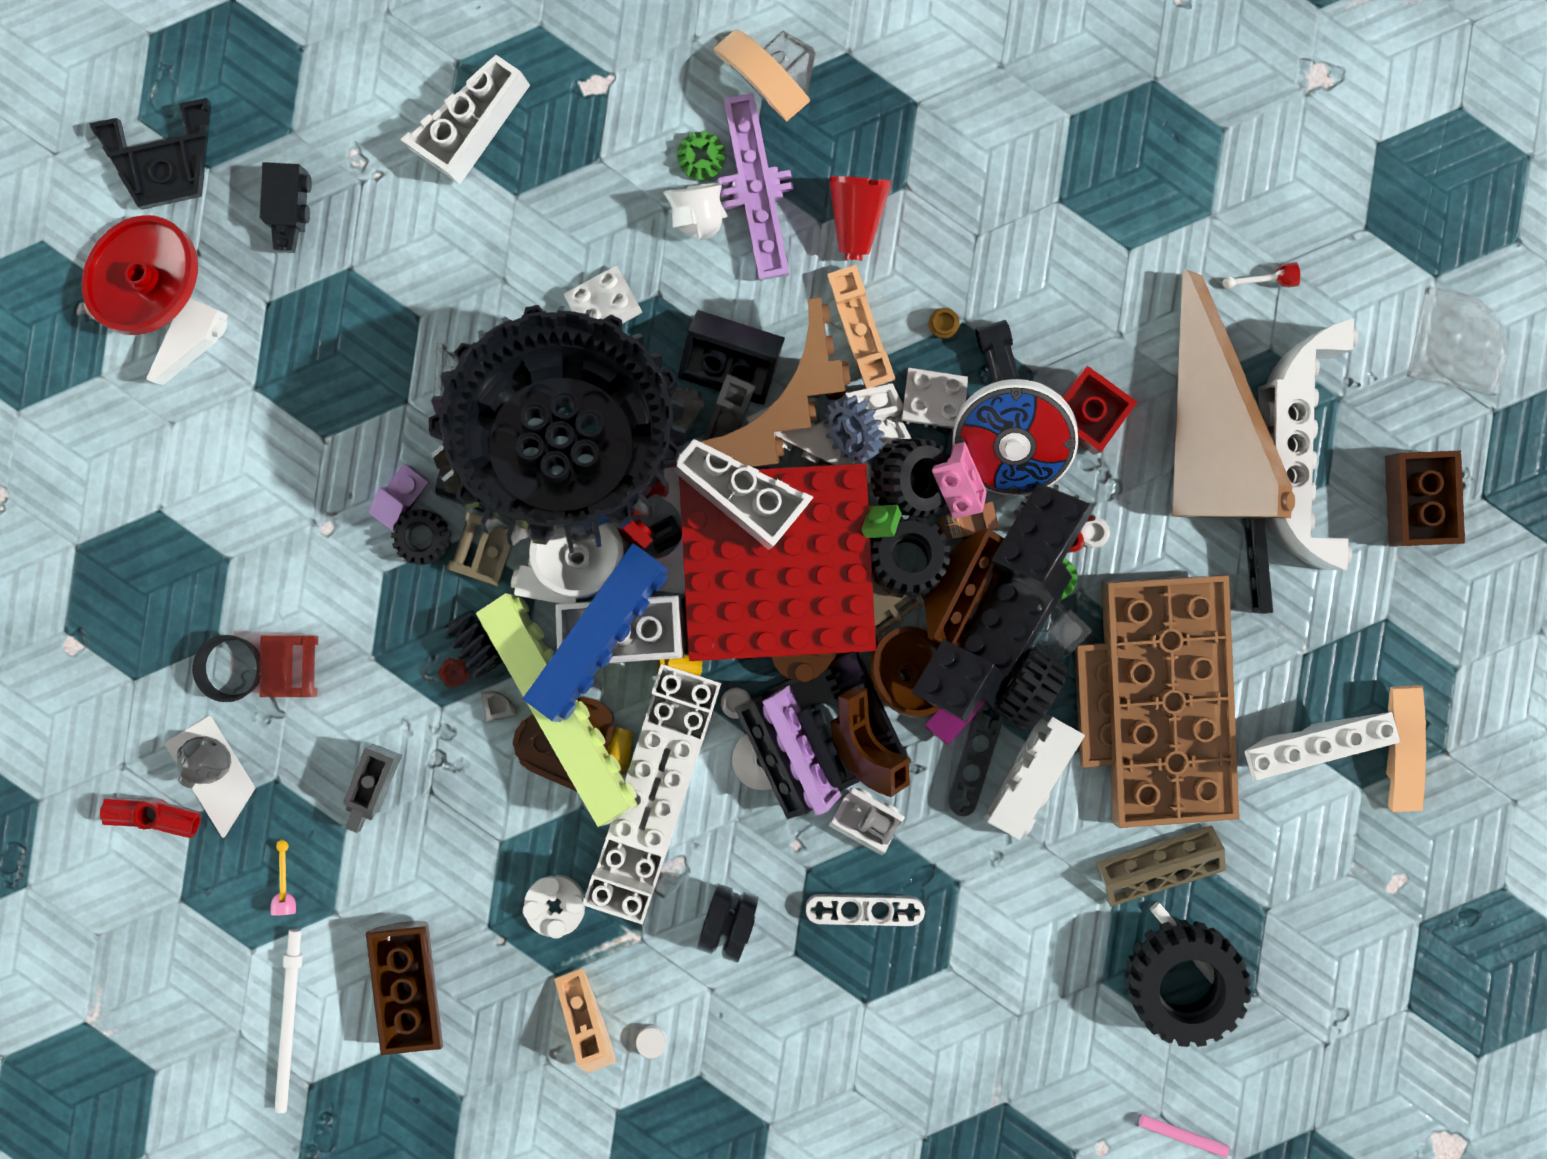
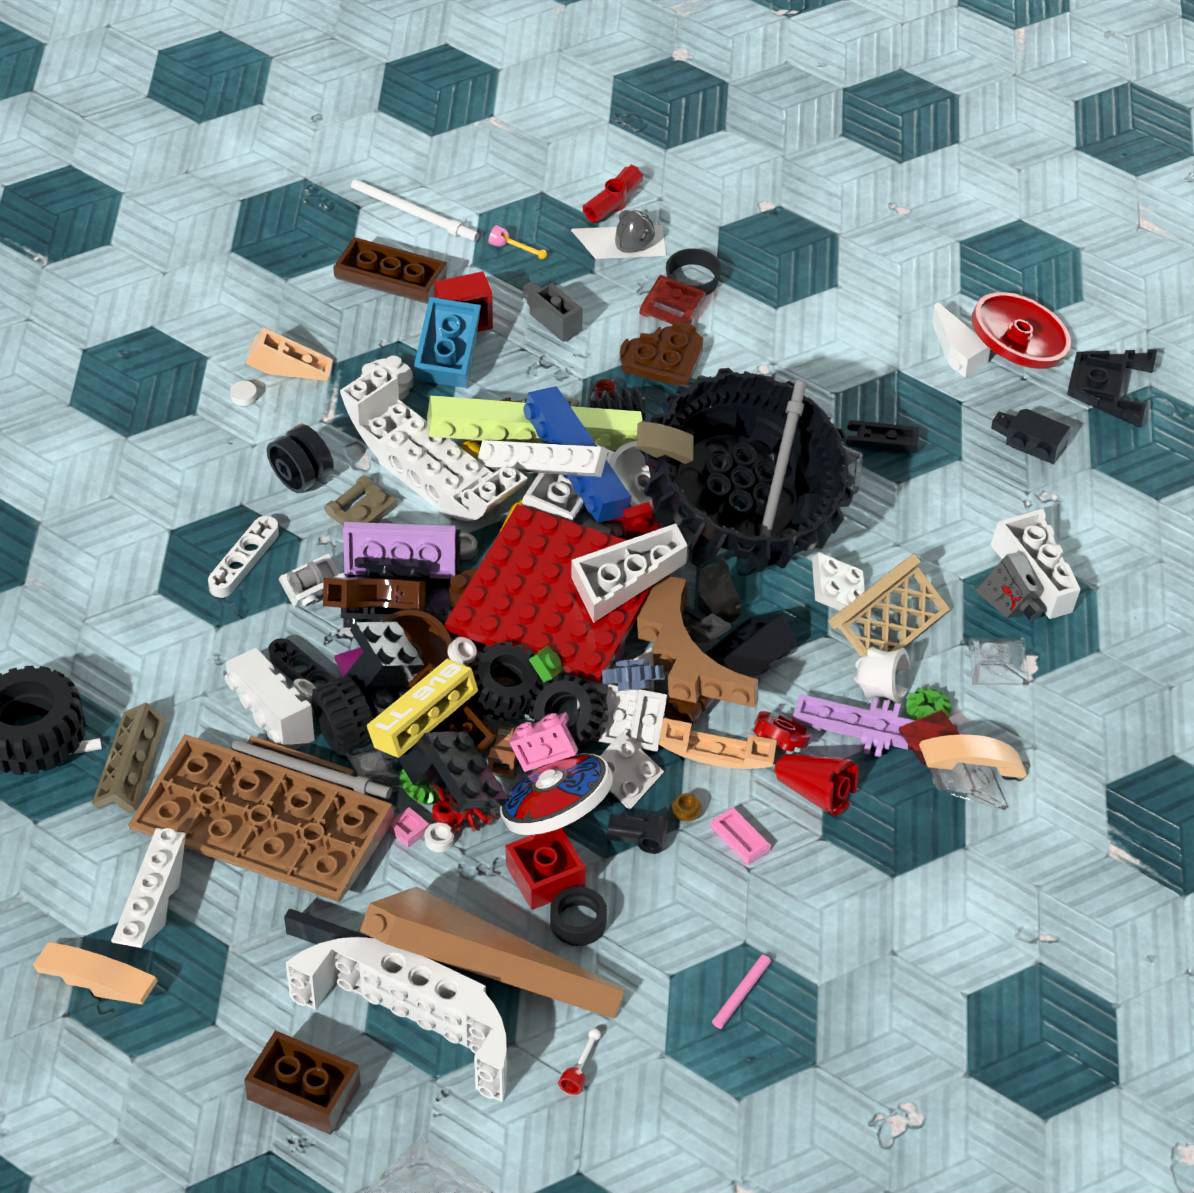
camera: 125 degrees right, 40 degrees down
(366, 353) = (883, 436): none -> black hinge
(368, 636) = (665, 355): none -> reddish brown plate
(418, 880) = (469, 289): none -> red brick
(475, 401) = (794, 410): none -> light grey bar
(488, 863) = (447, 342): none -> dark azure slope
(521, 127) = (1013, 588): none -> dark grey torso
(604, 255) = (881, 590): none -> tan fence
(607, 114) = (998, 661): none -> clear slope
(610, 505) = (663, 440): none -> dark tan slope
(626, 661) = (543, 458): none -> white plate
(740, 823) = (367, 510): none -> dark tan plate
(748, 127) = (927, 728): none -> clear red piece
(830, 275) = (786, 731): none -> red plate
(888, 621) = (462, 651): none -> white tile
(947, 260) = (740, 836): none -> bright pink tile
(1008, 605) = (422, 708): none -> light yellow brick
(1009, 747) = (305, 689): none -> white tile
(1097, 565) = (408, 827): none -> bright pink tile
(1100, 623) = (360, 783): none -> light grey bar
(1119, 177) = (741, 991): none -> bright pink bar
(1139, 347) = (578, 897): none -> black tyre

